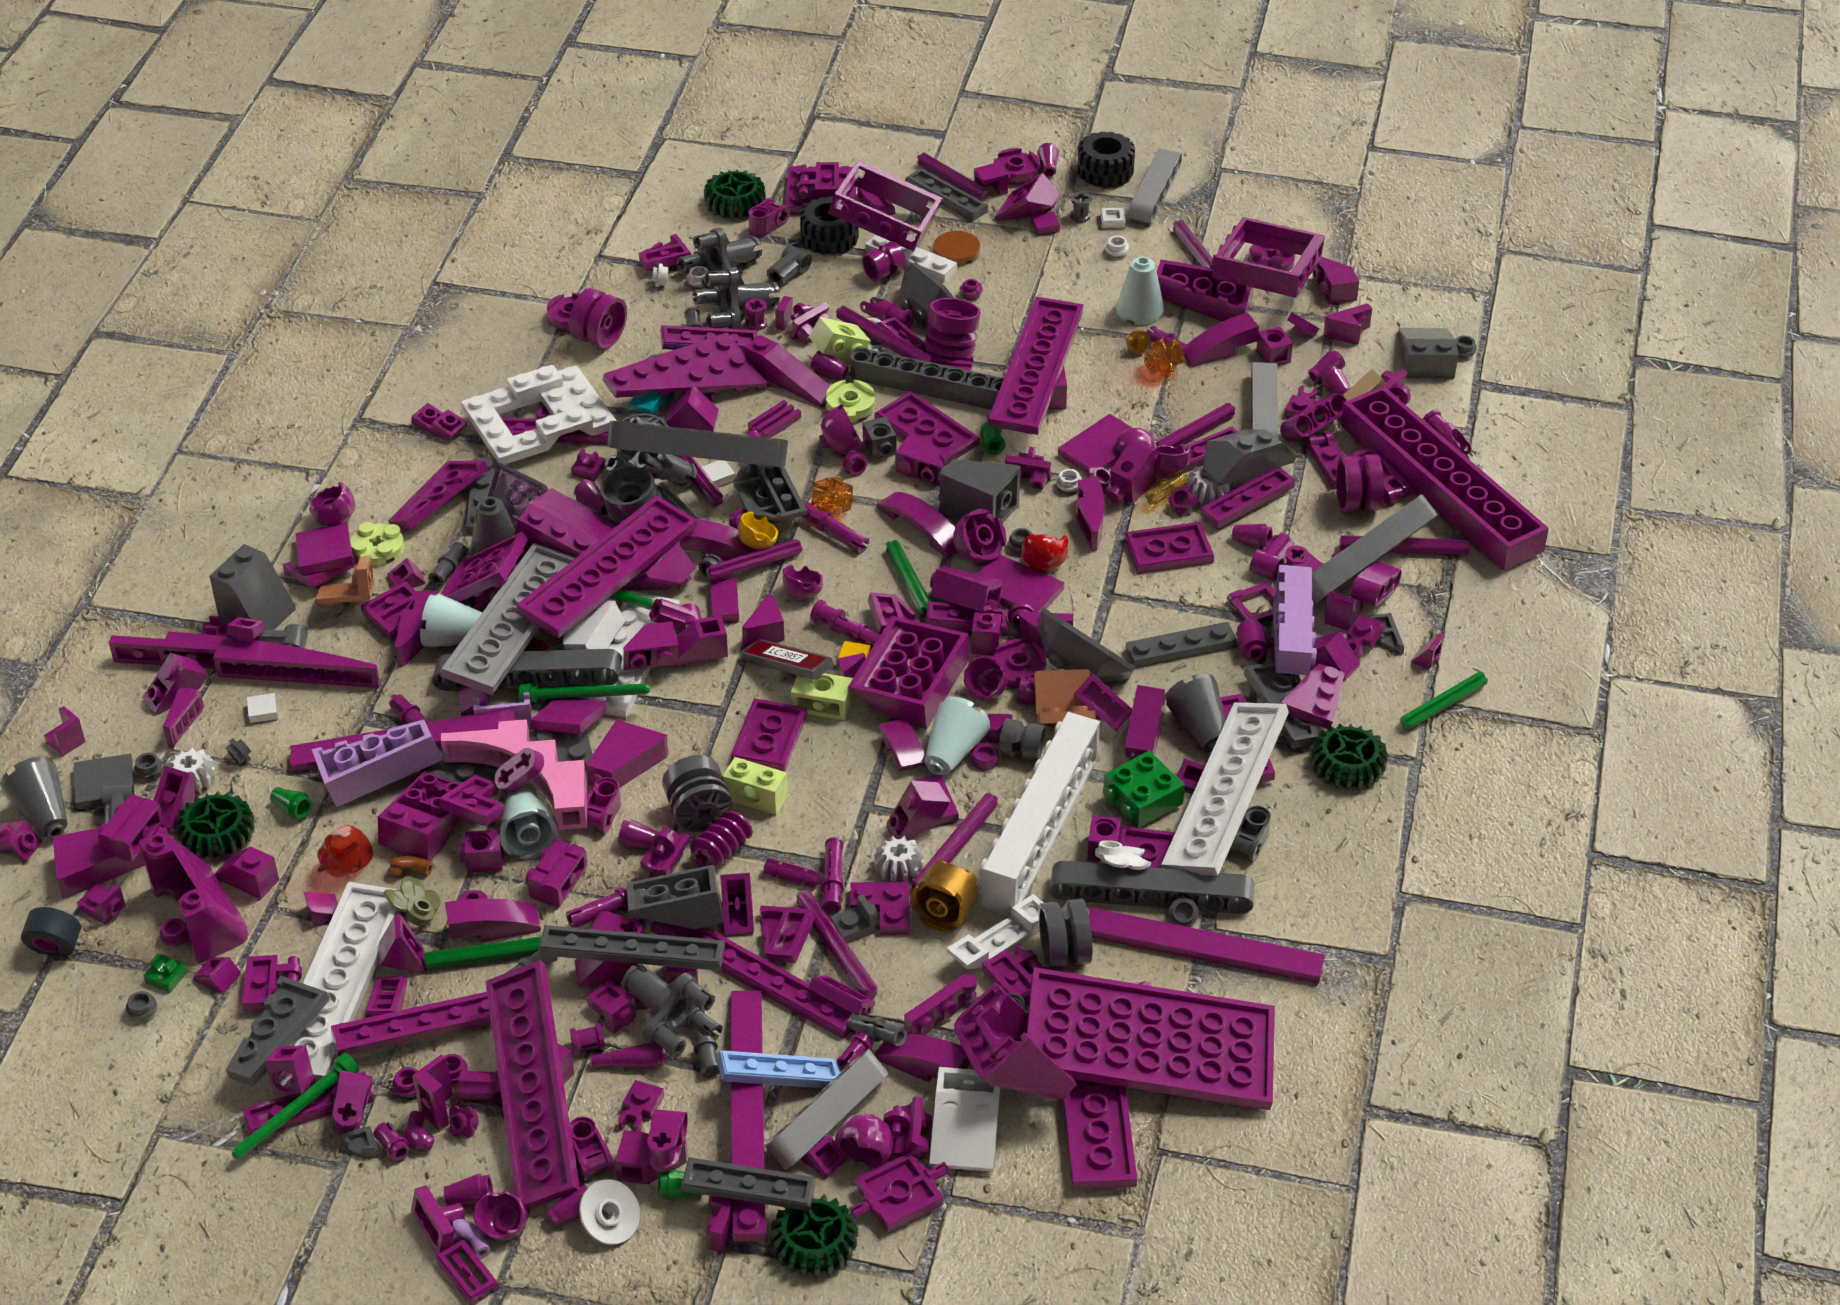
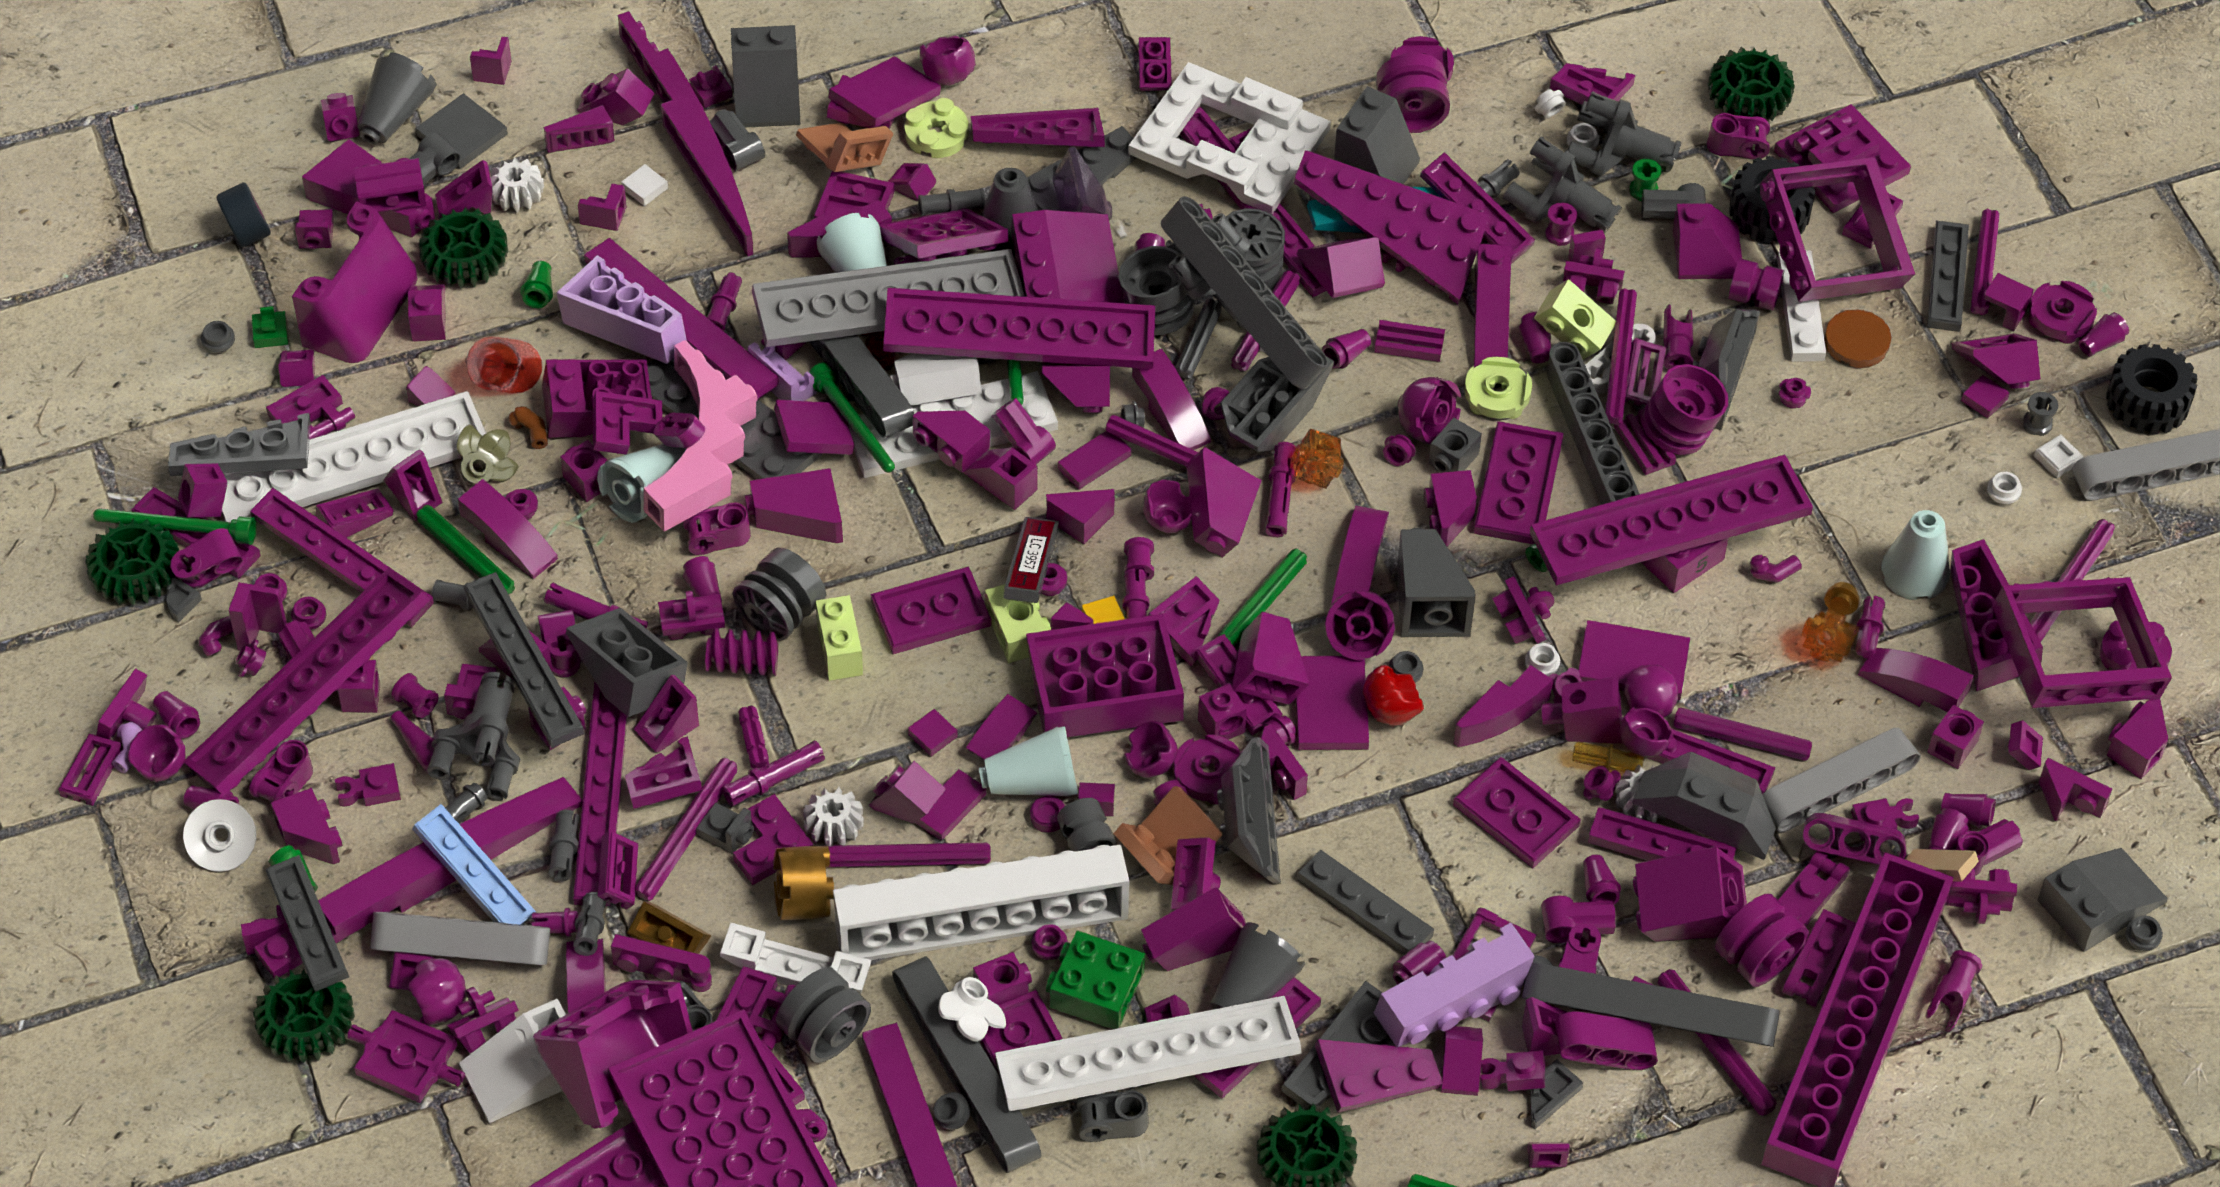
camera: 55 degrees right, 10 degrees up
(147, 765) = (502, 148): dark grey plate -> none
(238, 751) = (568, 203): dark grey plate -> none
(245, 628) = (710, 102): magenta plate -> none
(266, 737) = (604, 212): none -> magenta panel
(284, 1160) = (132, 552): none -> dark green gear
(396, 1146) = (189, 625): magenta pin -> none
(556, 872) = (602, 545): magenta brick -> none
(612, 345) = (1376, 138): none -> dark grey slope
(666, 1138) = (315, 821): magenta piece -> none
(756, 533) = (1199, 423): yellow hair -> none
(759, 265) = (1645, 175): none -> green bush
(793, 1016) = (563, 845): none -> dark grey pin
(824, 553) = (1219, 500): none -> magenta slope
(828, 269) = (1705, 242): none -> magenta slope
(870, 781) = (932, 732): none -> magenta tile
(907, 996) = (664, 928): none -> pearl gold slope
(1088, 802) = (1045, 934): none -> magenta plate
(1091, 359) = (1767, 571): none -> magenta arm
(1304, 496) = (1688, 895): none -> magenta slope
(1358, 366) = (1991, 842): none -> magenta piece

